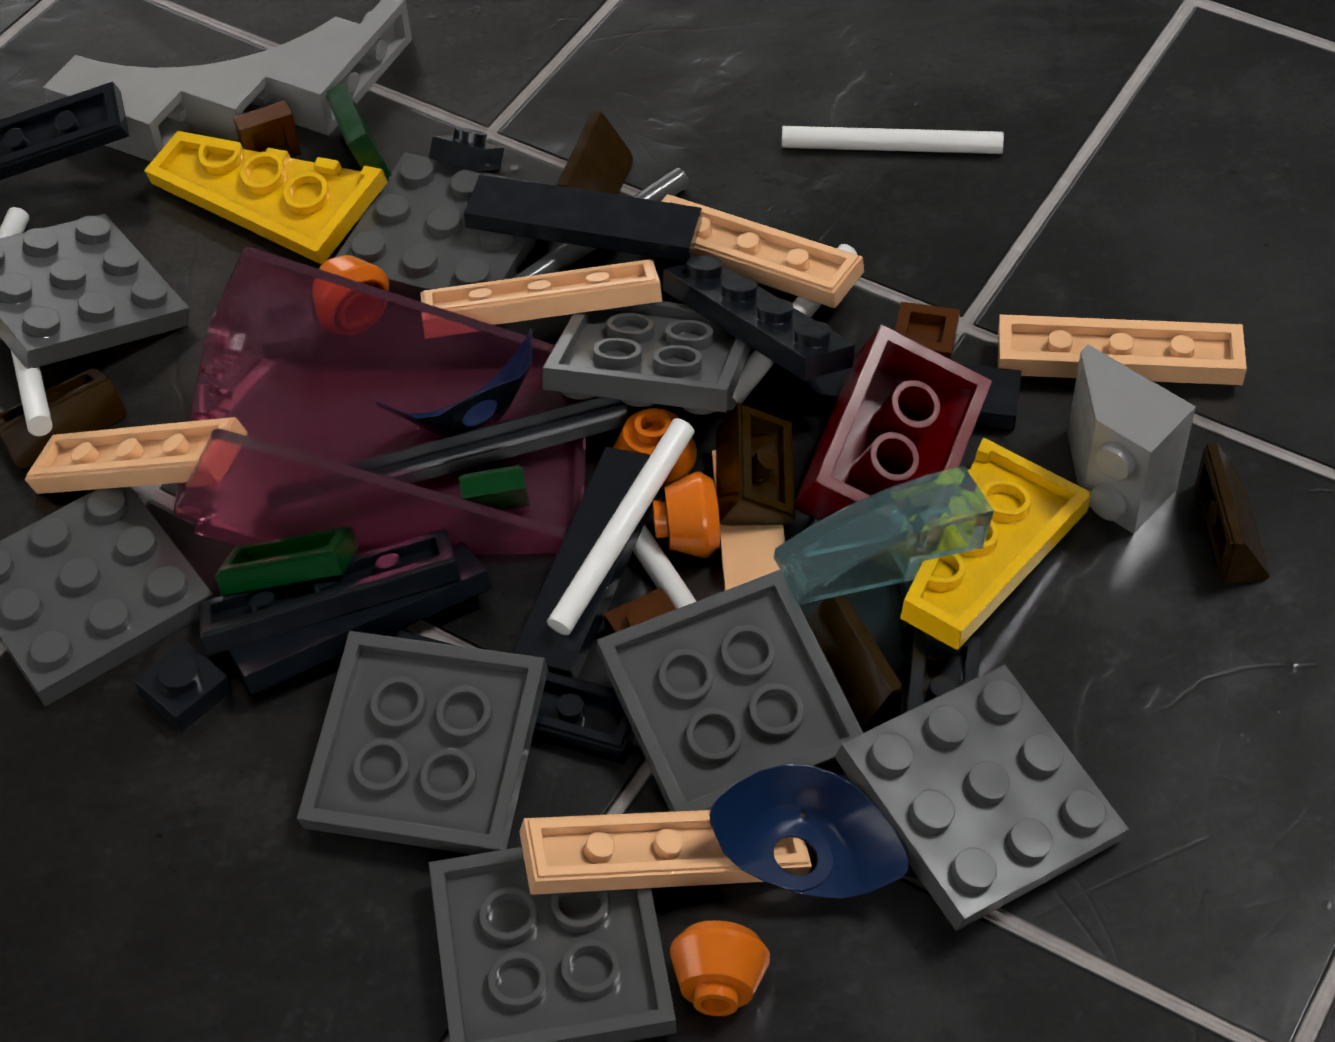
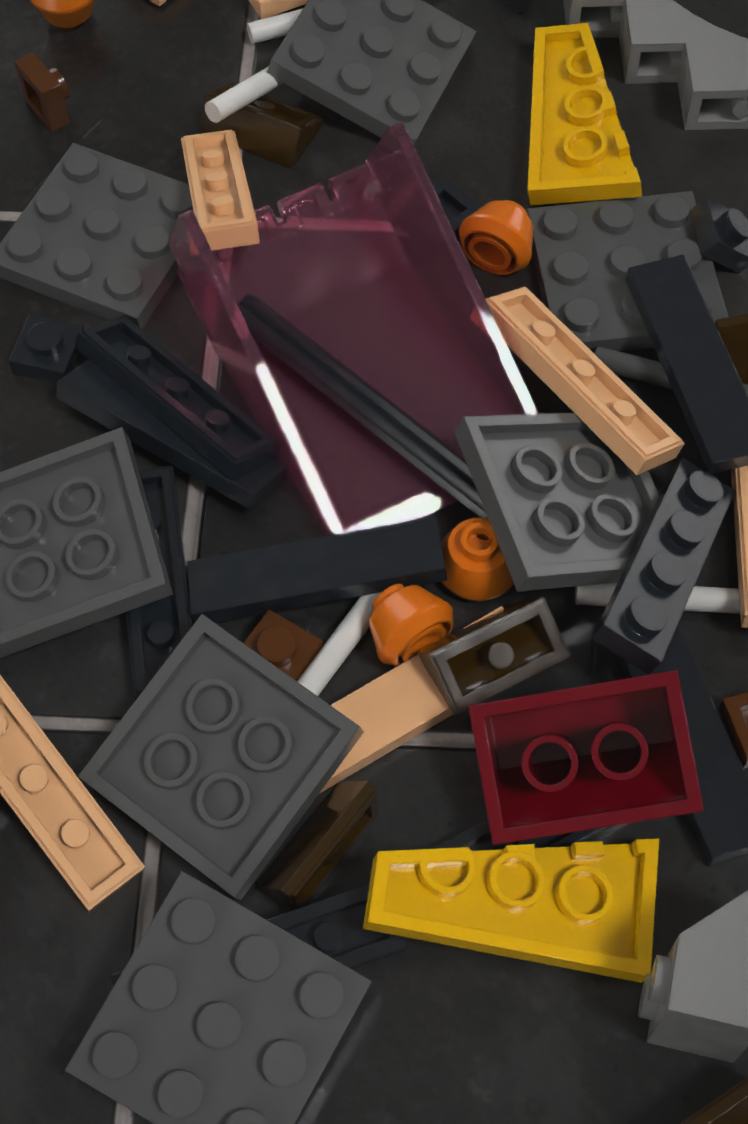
camera: 60 degrees right, 10 degrees up
(268, 128) = (636, 85): reddish brown plate -> none
(287, 560) = (187, 349): dark green tile -> none
(356, 129) = (678, 144): dark green tile -> none
(483, 406) = (407, 385): piece -> none
(496, 488) = (337, 455): dark green tile -> none
(620, 527) = (350, 572): white bar -> none
(844, 827) = (84, 836): dark blue piece -> none
(886, 536) = (444, 801): clear light blue slope -> none

